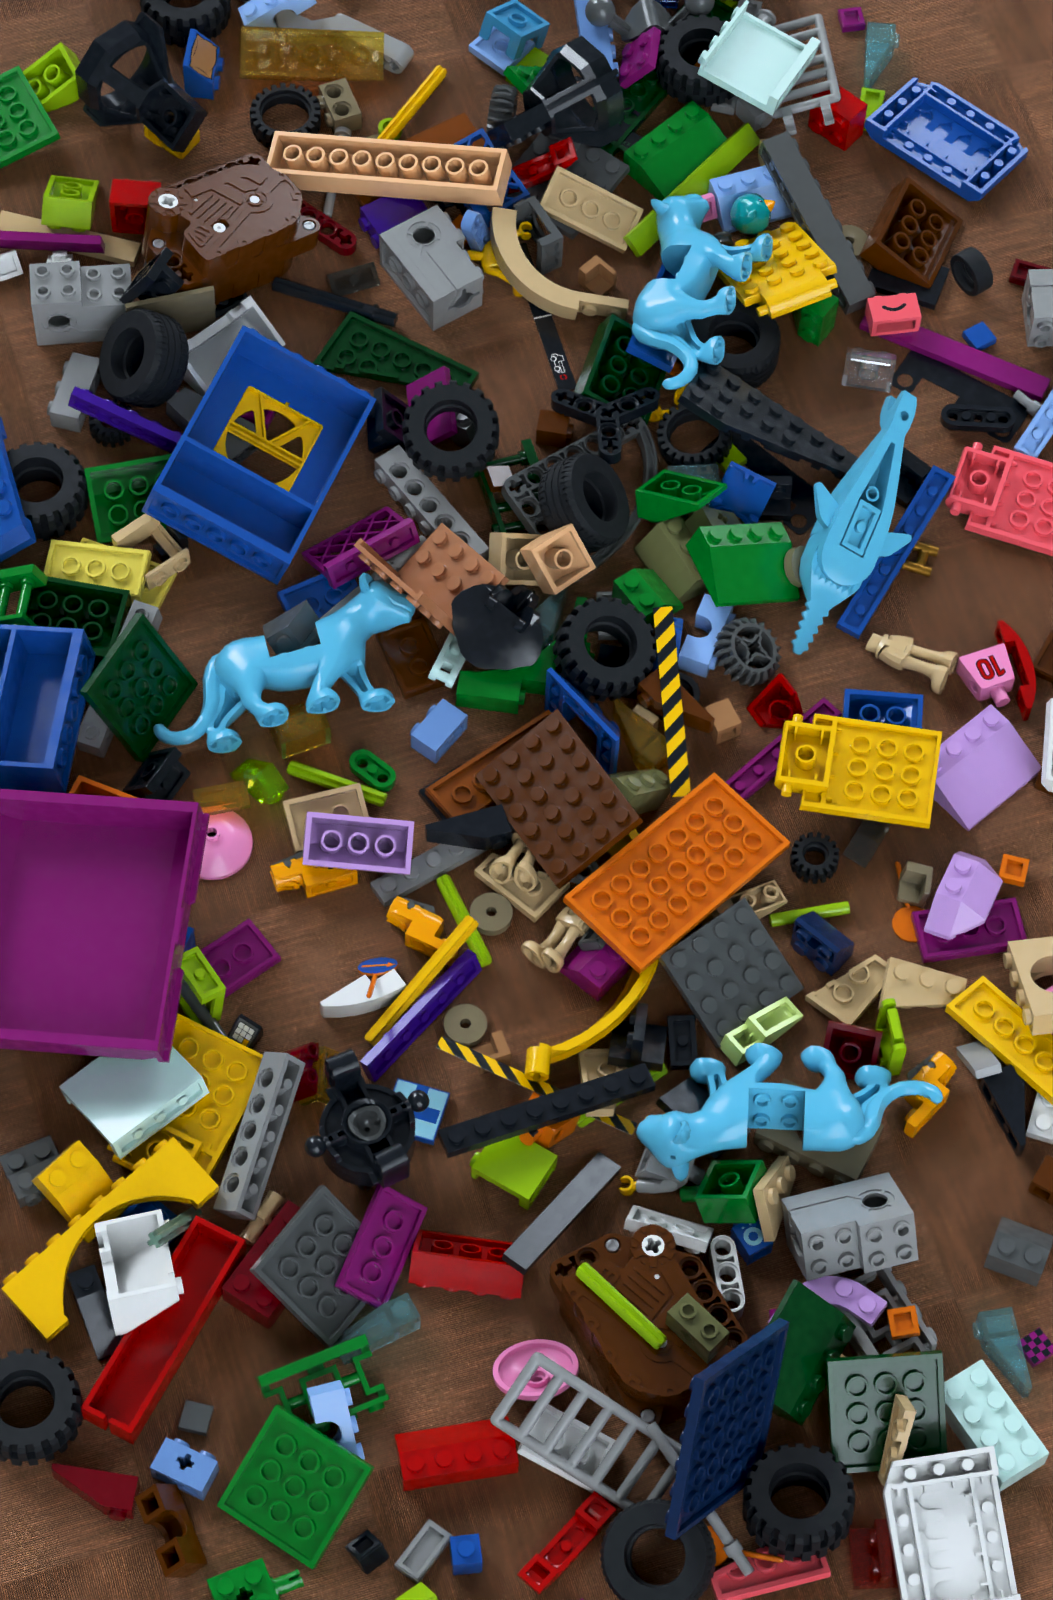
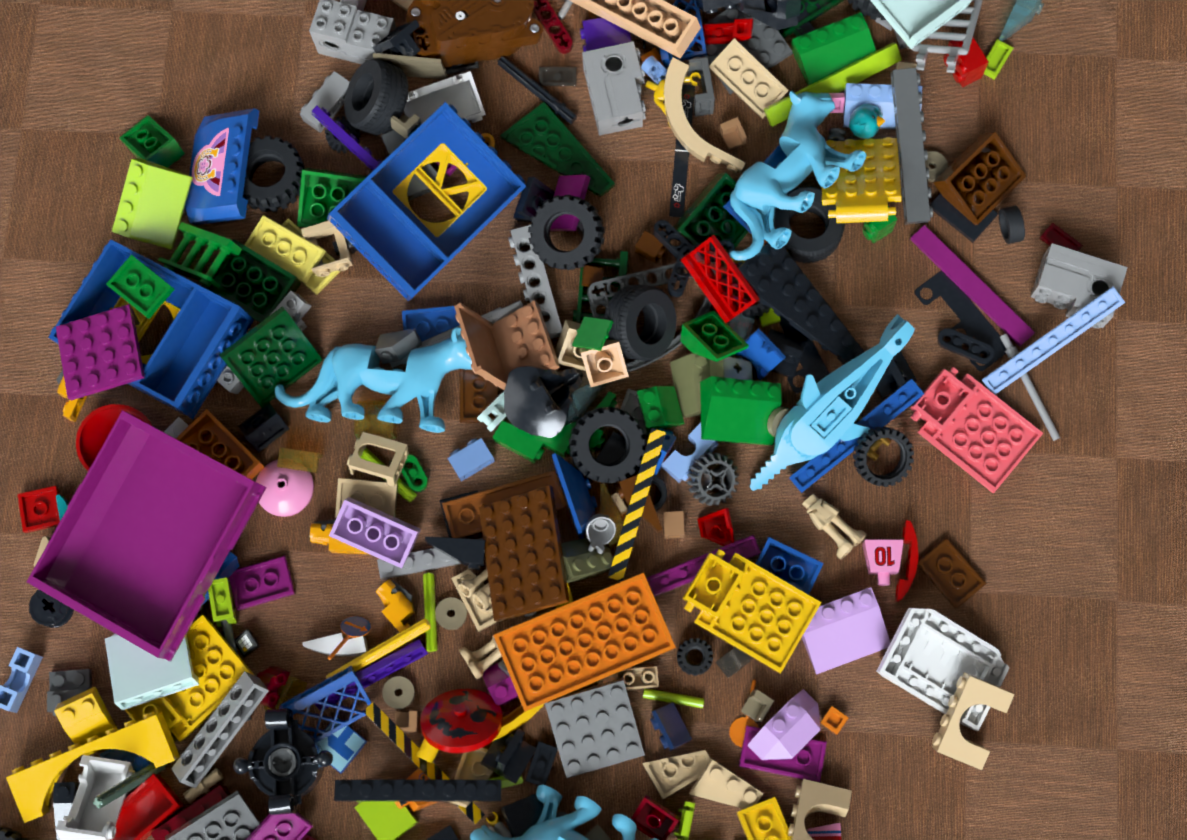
camera: 30 degrees right, 15 degrees up
(200, 377) = (405, 126): none -> dark tan panel
(262, 780) = (332, 453): clear neon green slope -> none
(320, 769) = (390, 473): none -> tan panel
(339, 569) = (481, 304): magenta fence -> none
(381, 1035) = (322, 691): none -> blue fence
(535, 526) = (592, 333): none -> green piece
(564, 1016) = (461, 721): none -> red dish
(640, 745) = (600, 531): none -> light grey piece
(655, 438) = (713, 284): none -> red fence
(760, 1027) = (600, 776): yellowish green slope -> none
(869, 369) = (901, 277): clear slope -> none
(893, 314) = (937, 240): coral brick -> none
(946, 138) = (1043, 104): blue slope -> none
(962, 552) = (903, 464): none -> black tyre
(979, 336) = (996, 278): blue tile -> none

